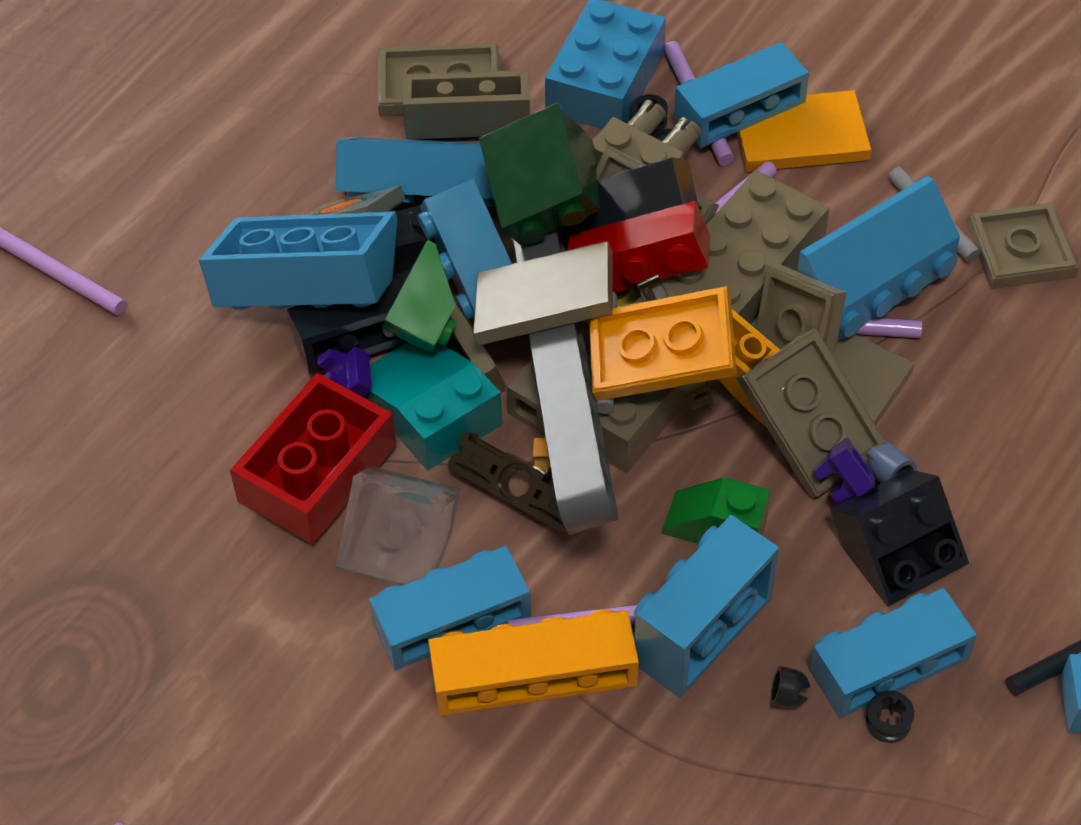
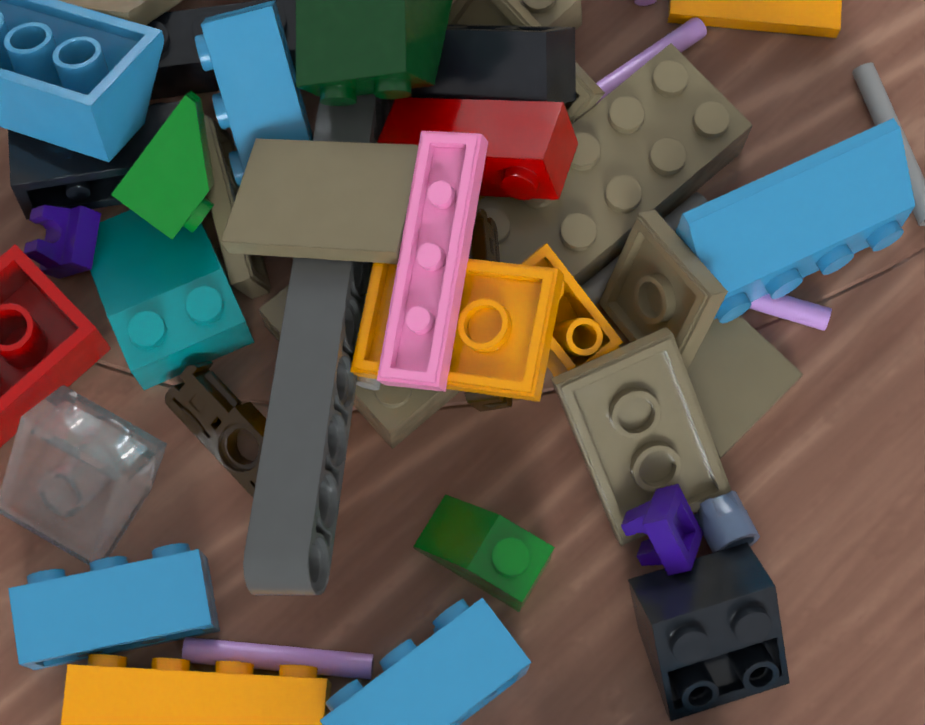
camera: 10 degrees right, 20 degrees up
(635, 305) = (433, 260): none -> bright pink tile

